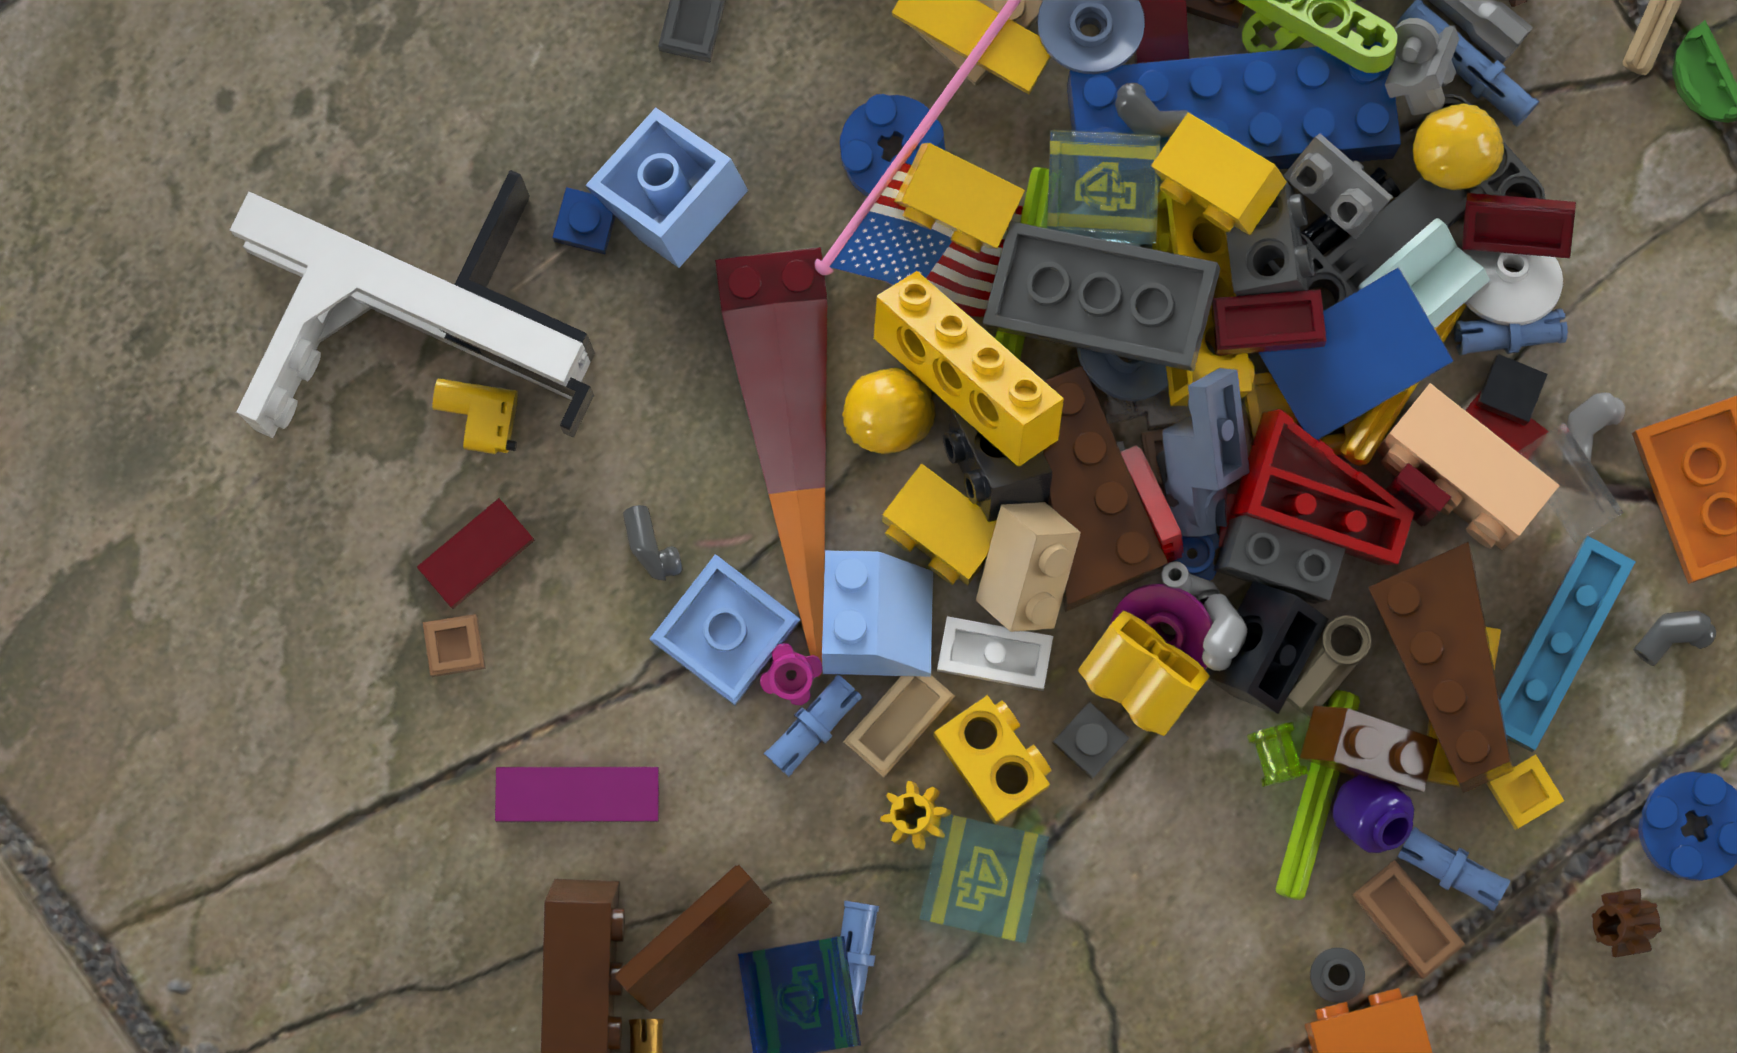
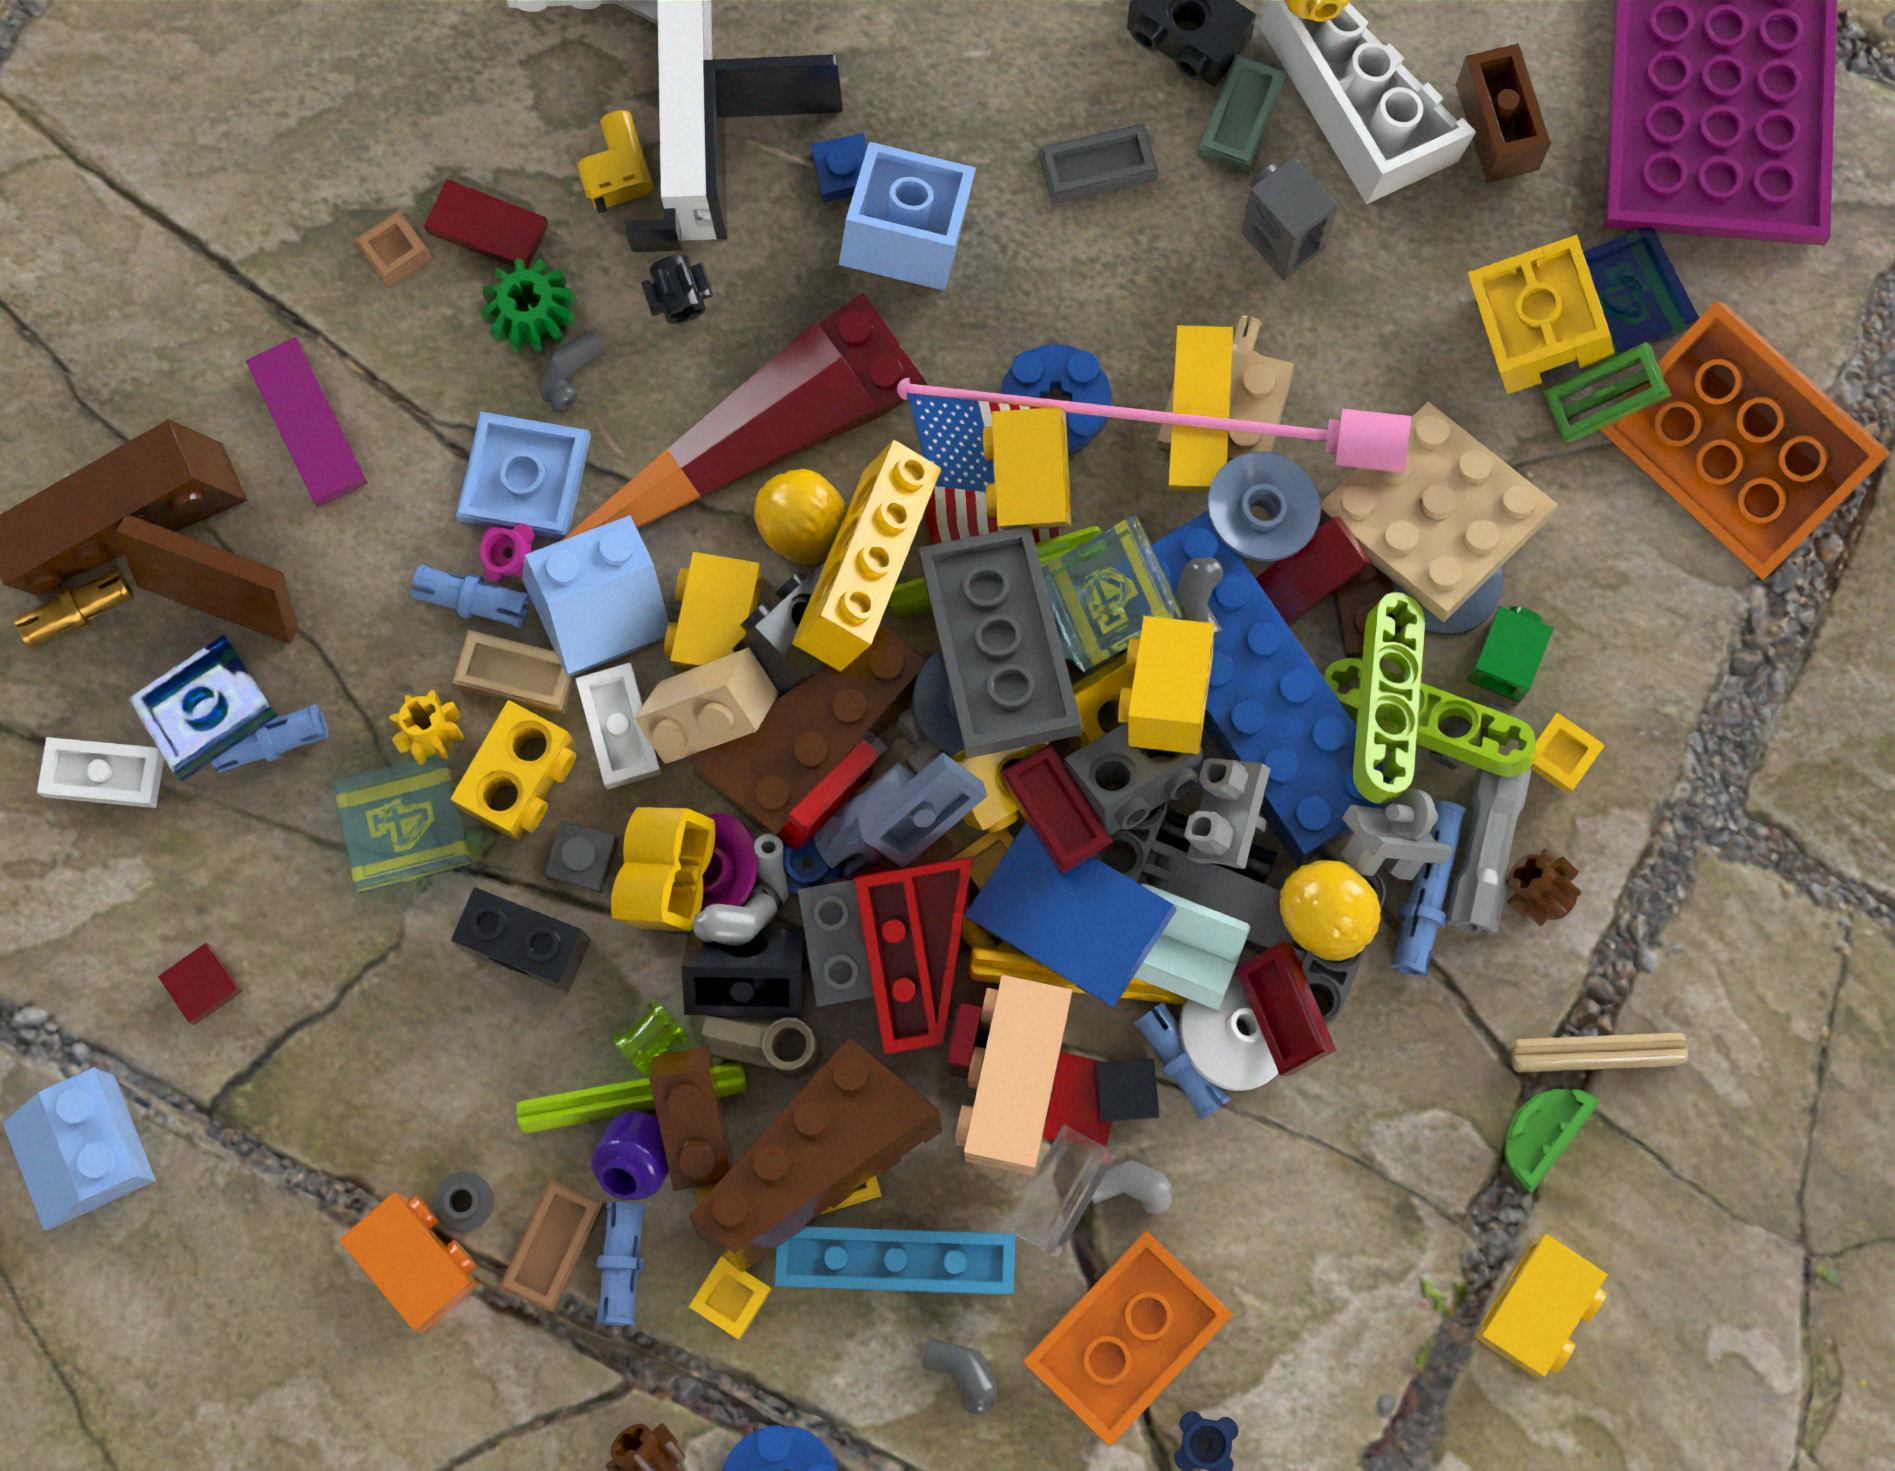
camera: 65 degrees right, 5 degrees down
(578, 532) = (519, 289): none -> green gear
(629, 415) = (677, 289): none -> black gear
(1143, 820) = (521, 939): none -> black brick

